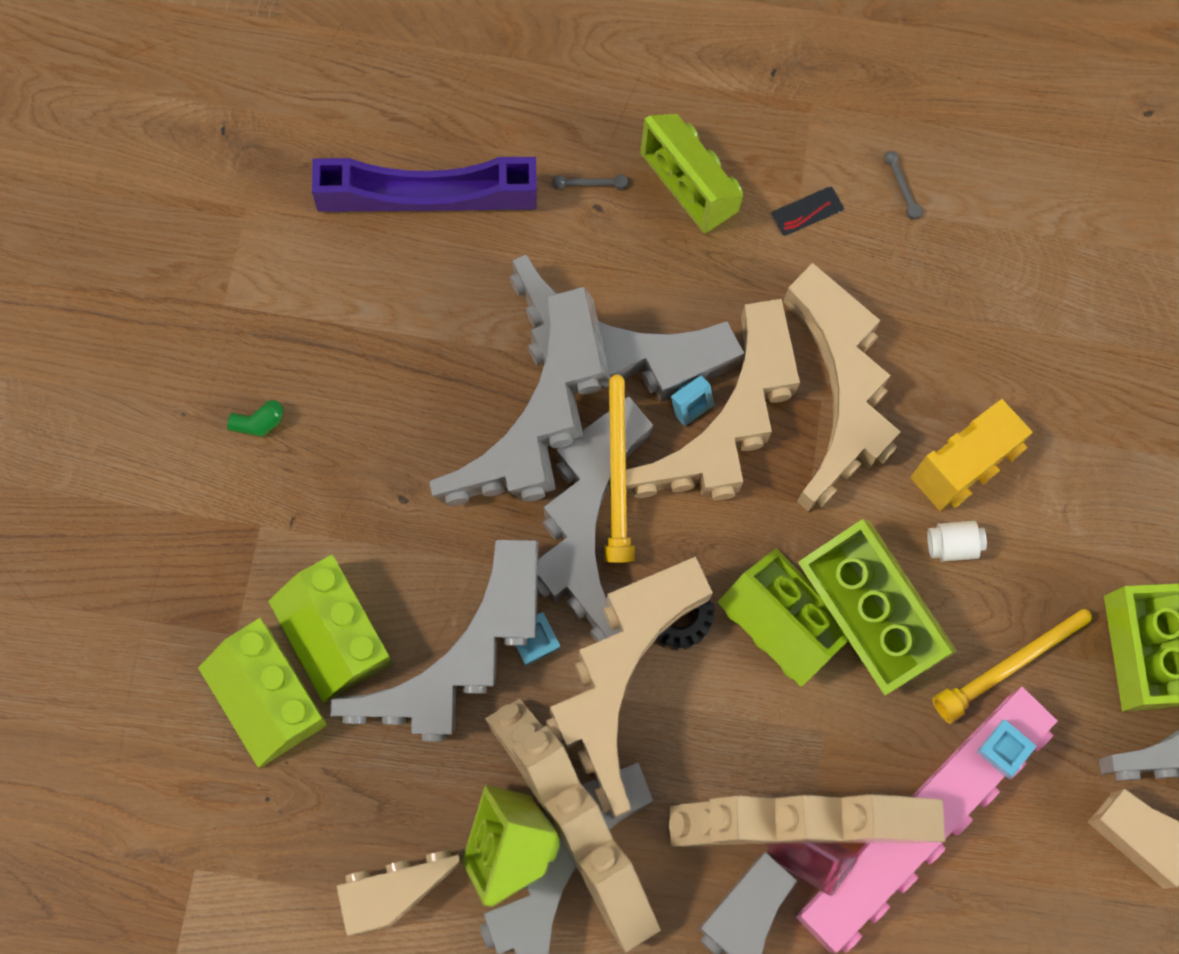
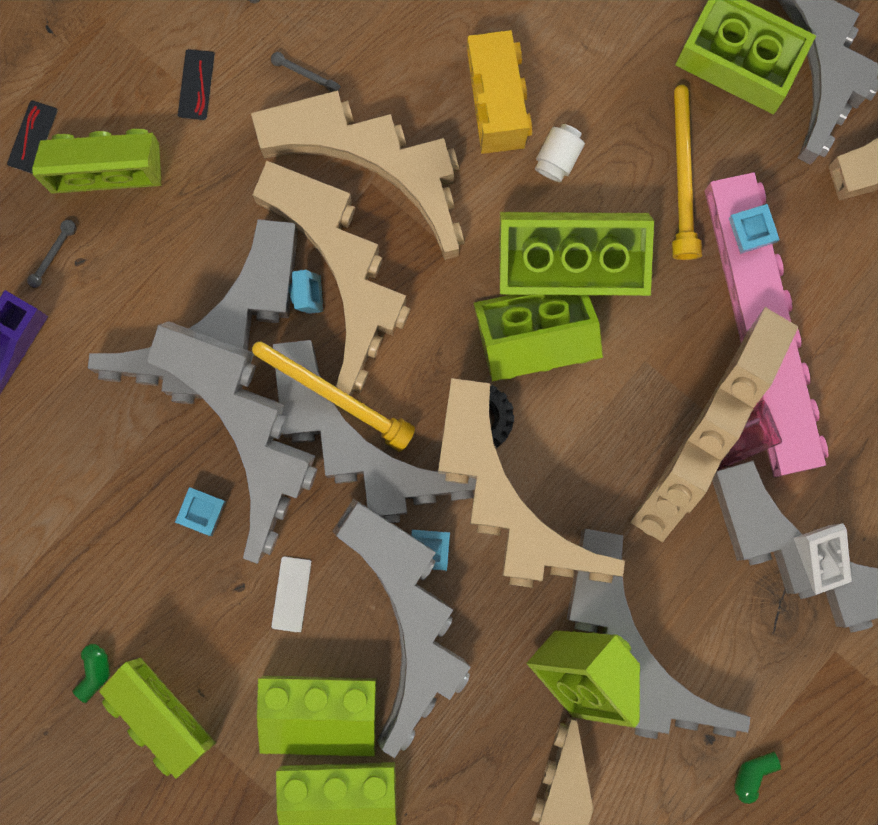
camera: 55 degrees left, 10 degrees up
(249, 492) = (155, 718): none -> lime slope
(423, 546) = (291, 594): none -> white sticker
(448, 426) = (200, 511): none -> medium azure plate
(578, 823) = (598, 609): tan arch -> none
(689, 108) = (34, 128): none -> black sticker
(874, 262) = (278, 59): none -> dark grey hinge

